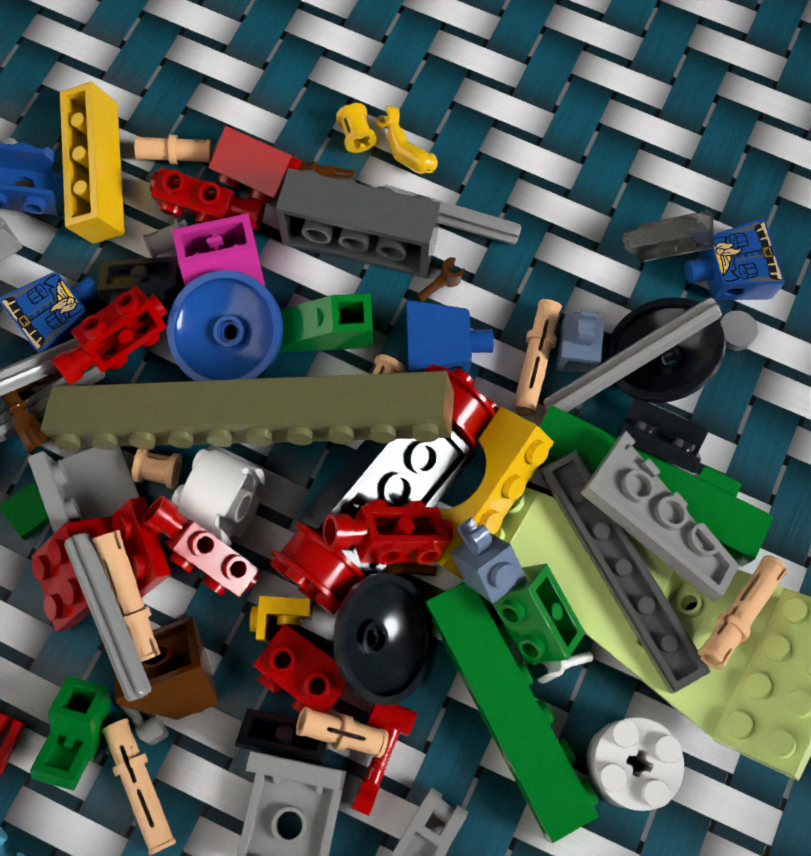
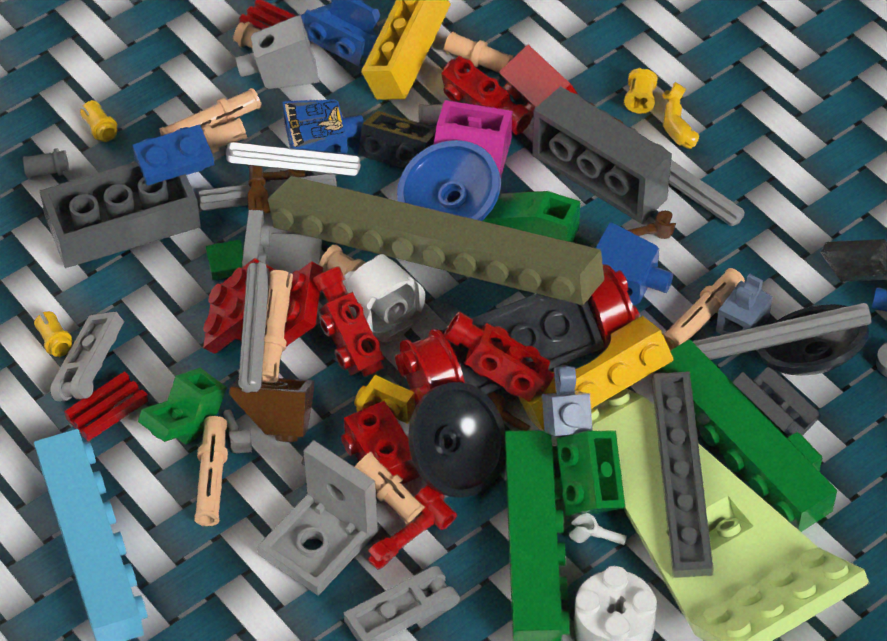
camera: 30 degrees right, 20 degrees down
(113, 334) = (362, 160): red brick -> none
(643, 506) = (725, 433): light grey wing -> none
(735, 623) = (751, 540): light nougat pin -> none

